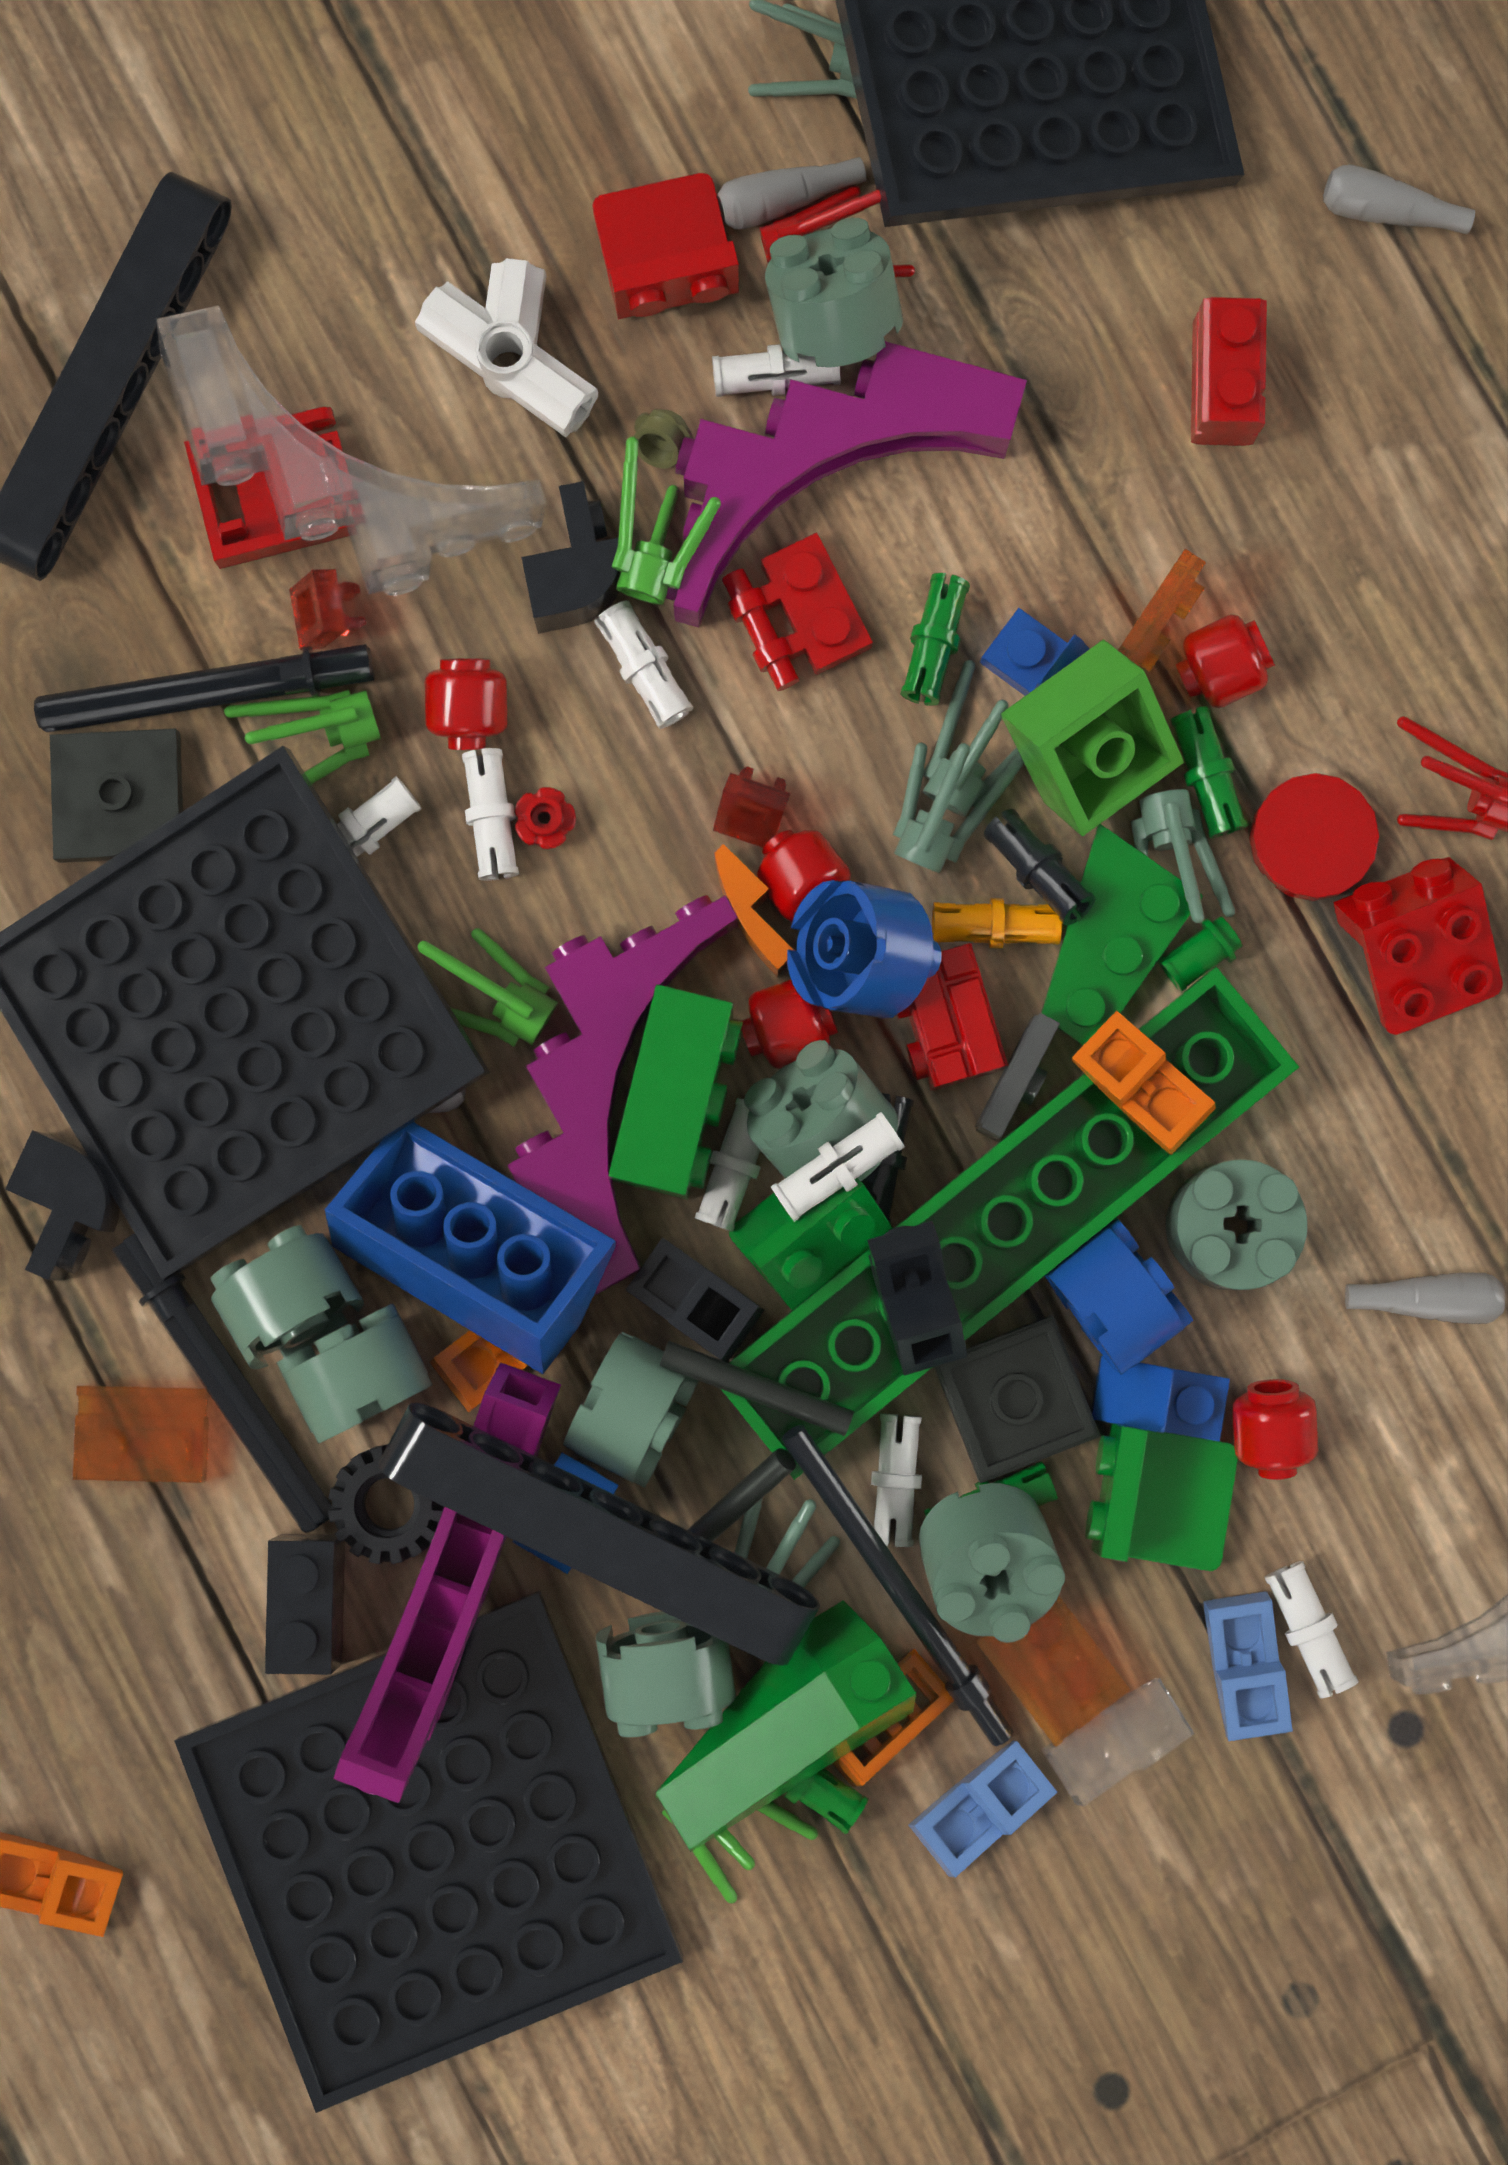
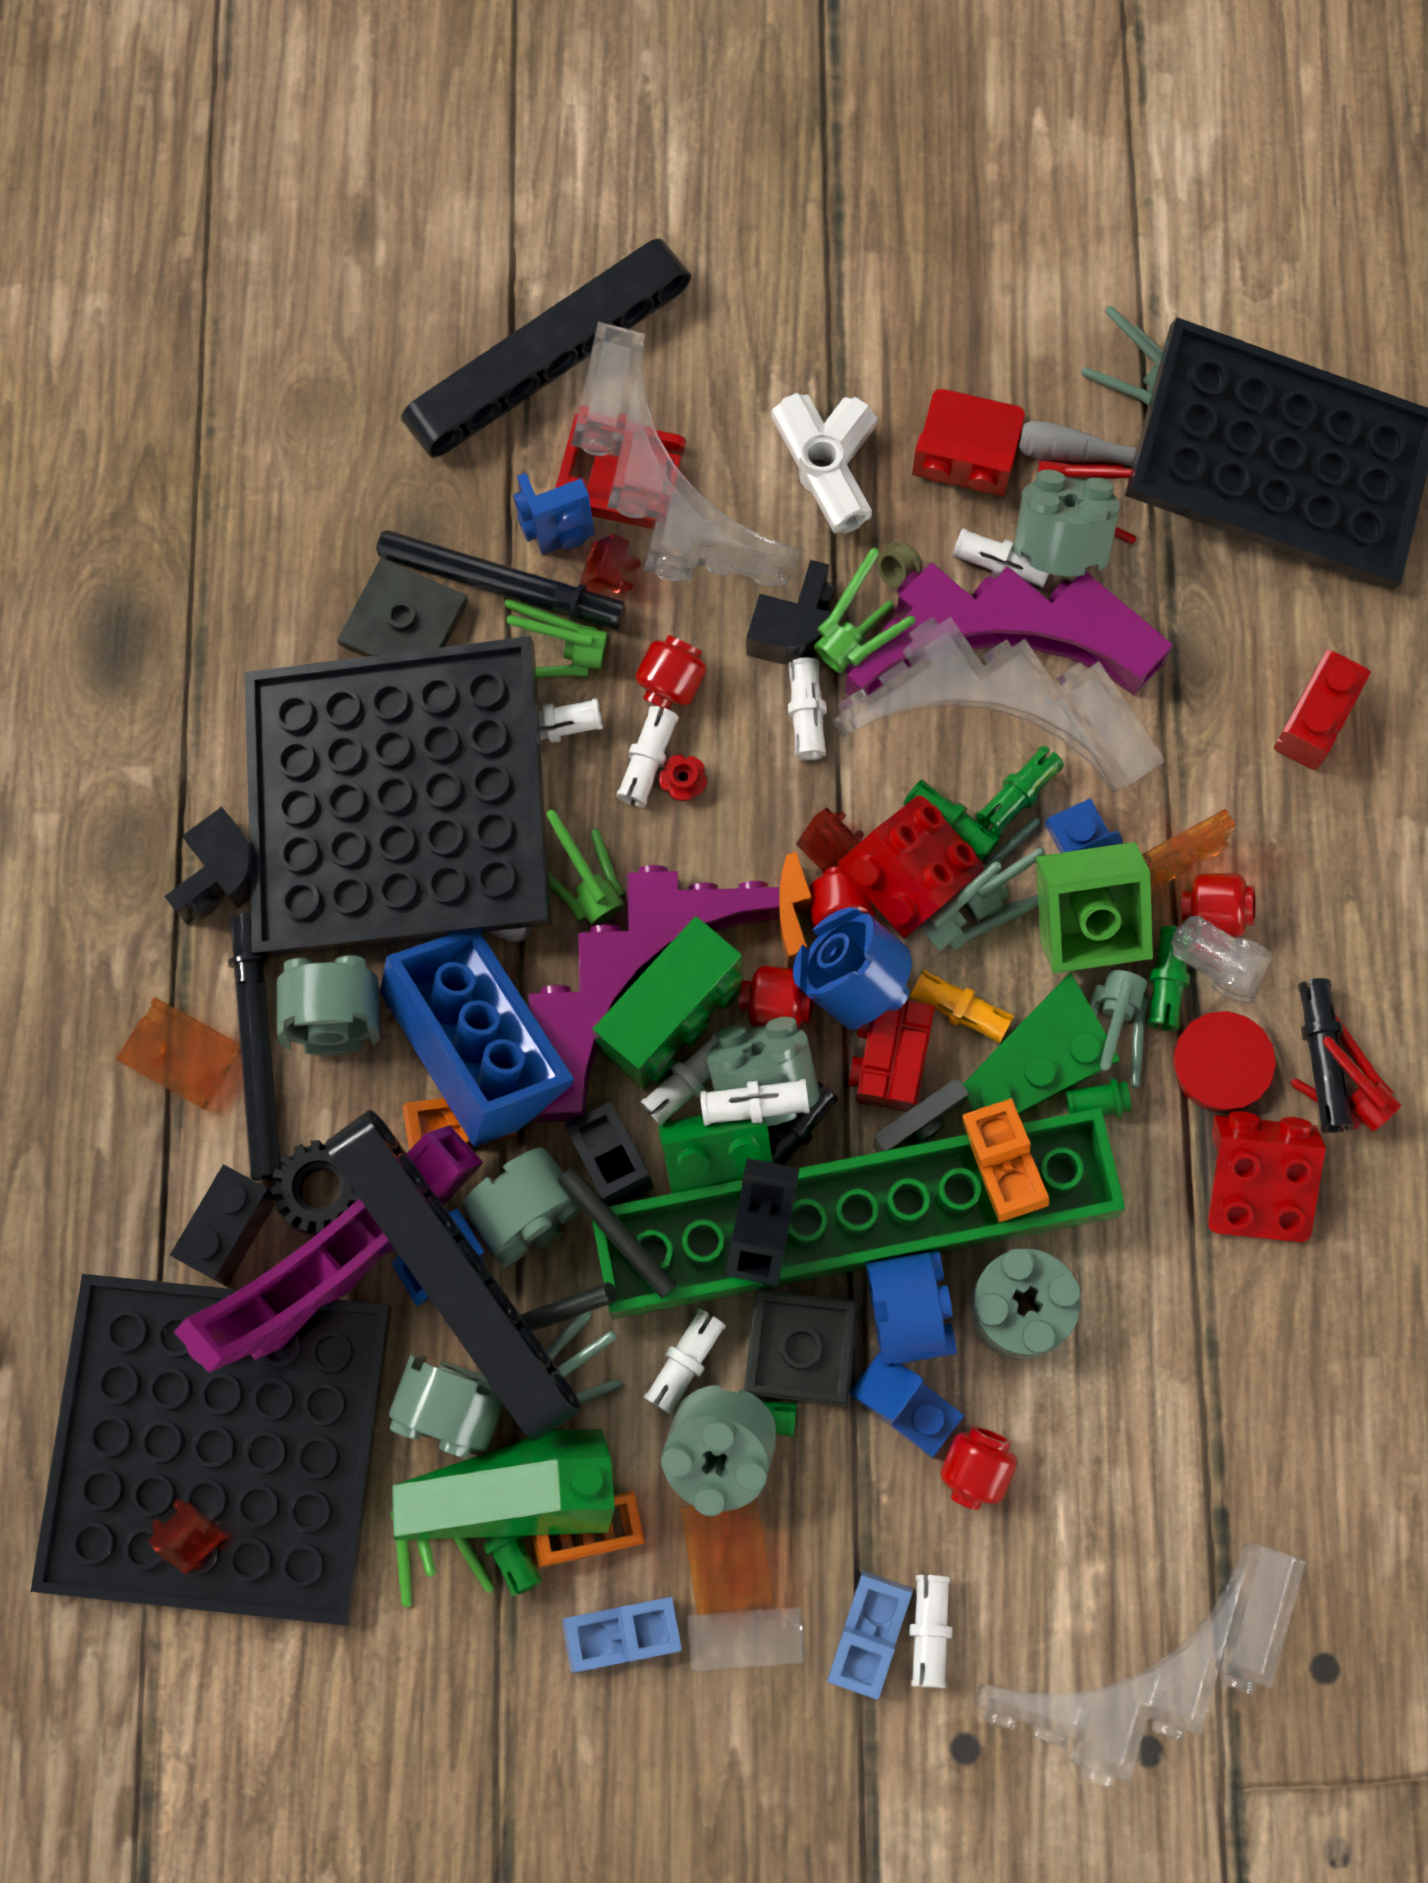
camera: 35 degrees right, 10 degrees down
(234, 585) = (555, 517): none -> blue bracket
(355, 1373) = (345, 1081): sand green brick -> none
(457, 1968) = (185, 1537): none -> clear red tile
(814, 604) = (946, 744): red plate -> none
(864, 793) = (912, 865): none -> red bracket
(876, 713) = (970, 831): none -> green pin
(960, 512) = (1082, 712): none -> clear arch
(964, 1681) = (656, 1535): black bar -> none
(1039, 867) = (1012, 981): black pin -> none
(1162, 1498) = (870, 1475): green bracket -> none
(1269, 721) = (1232, 963): none -> clear piece
(1439, 796) = (1327, 1072): none -> black pin
(1444, 1297) = (1154, 1440): light grey piece -> none

